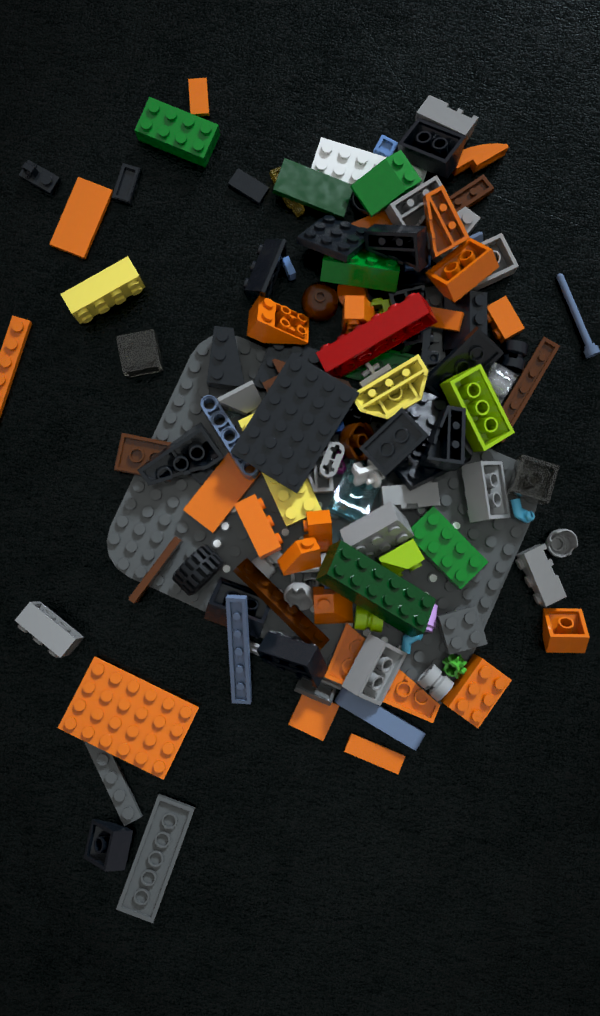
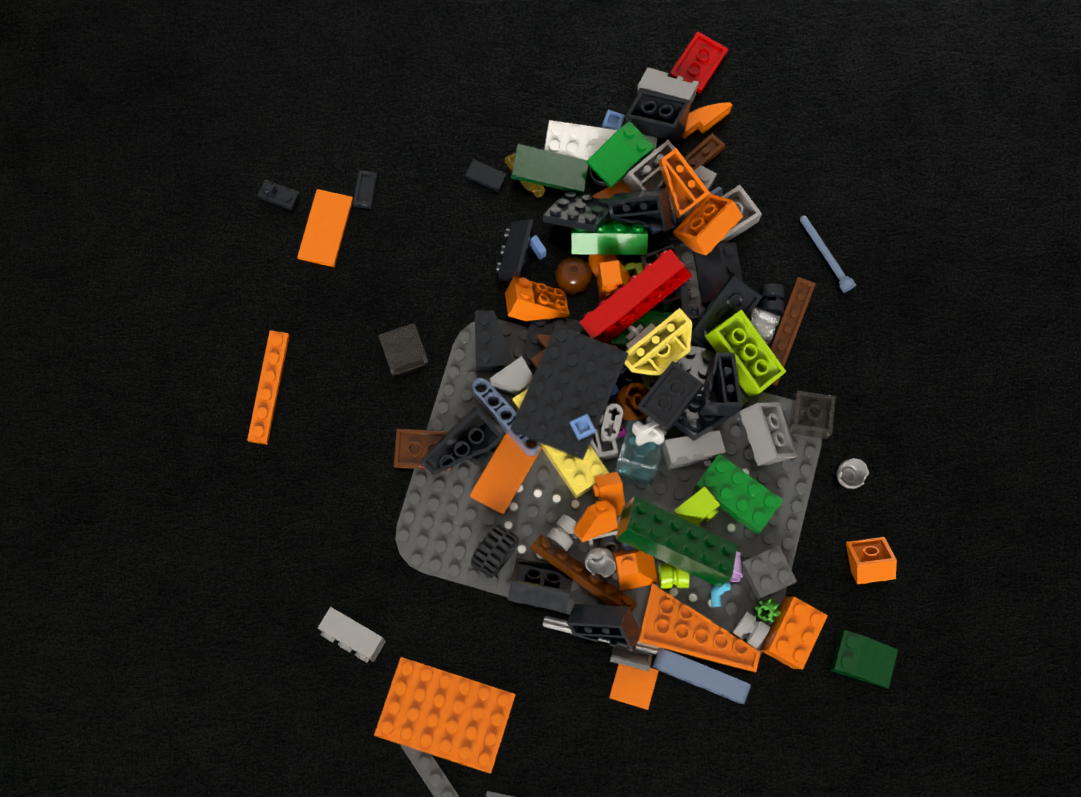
camera: 10 degrees left, 10 degrees down
(103, 290) = (359, 293): light yellow brick -> none
(155, 570) = (451, 559): reddish brown tile -> none
(177, 132) = (409, 134): green brick -> none
(198, 97) = (424, 99): orange tile -> none
(239, 649) = (548, 625): sand blue plate -> none
(259, 526) = (549, 497): orange wedge -> none
(301, 461) = (582, 427): none -> medium blue tile
(374, 670) = (688, 624): light grey slope -> none
(374, 753) = (702, 714): orange tile -> none
(378, 531) = (669, 484): light grey brick -> none
(447, 319) = (702, 273): orange tile -> none
(483, 95) = (699, 61): none -> red plate
(503, 320) = (756, 267): orange brick -> none
(520, 513) = (806, 450): medium azure arm -> none
(539, 725) = (863, 659): none -> dark green slope
(540, 575) = (837, 508): light grey wedge -> none

